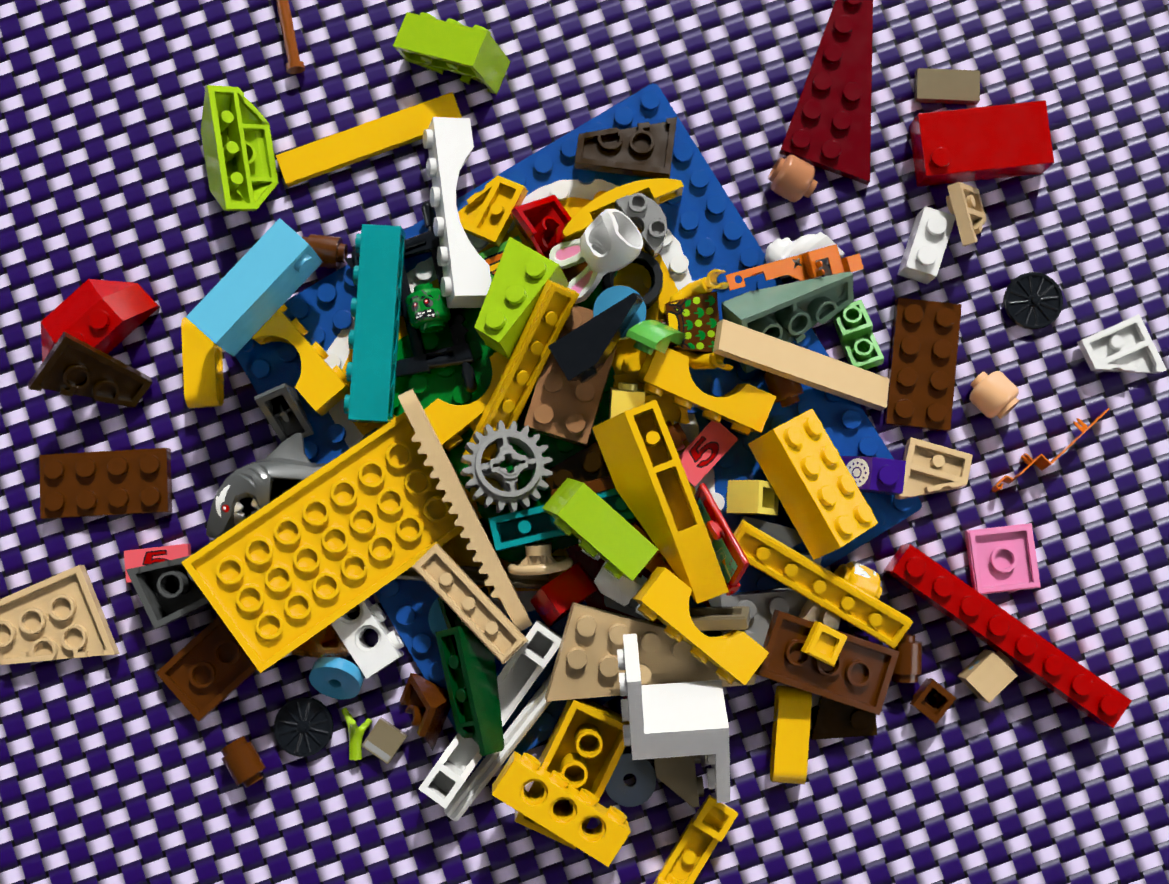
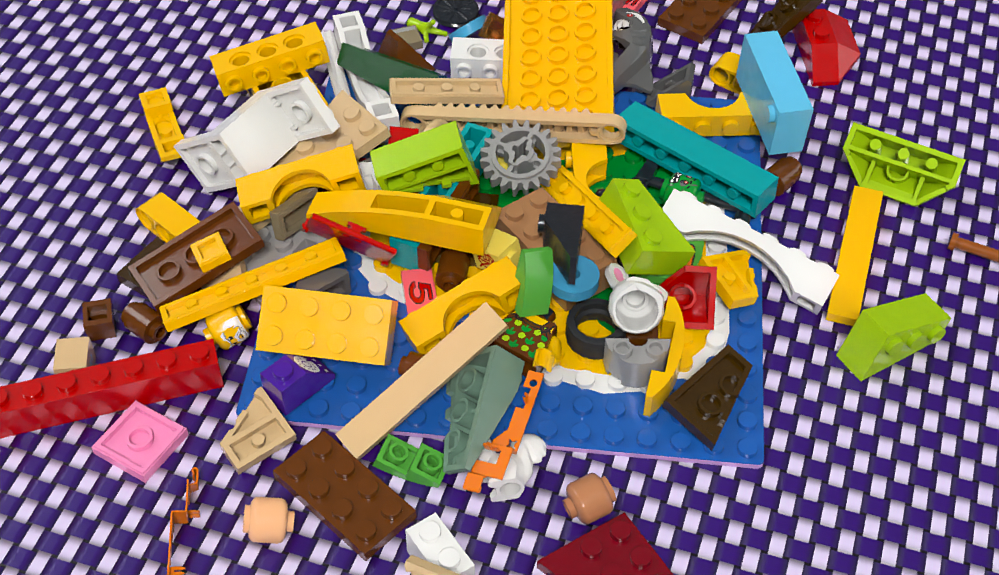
camera: 120 degrees right, 35 degrees down
(751, 498) = (357, 284): light yellow brick -> none

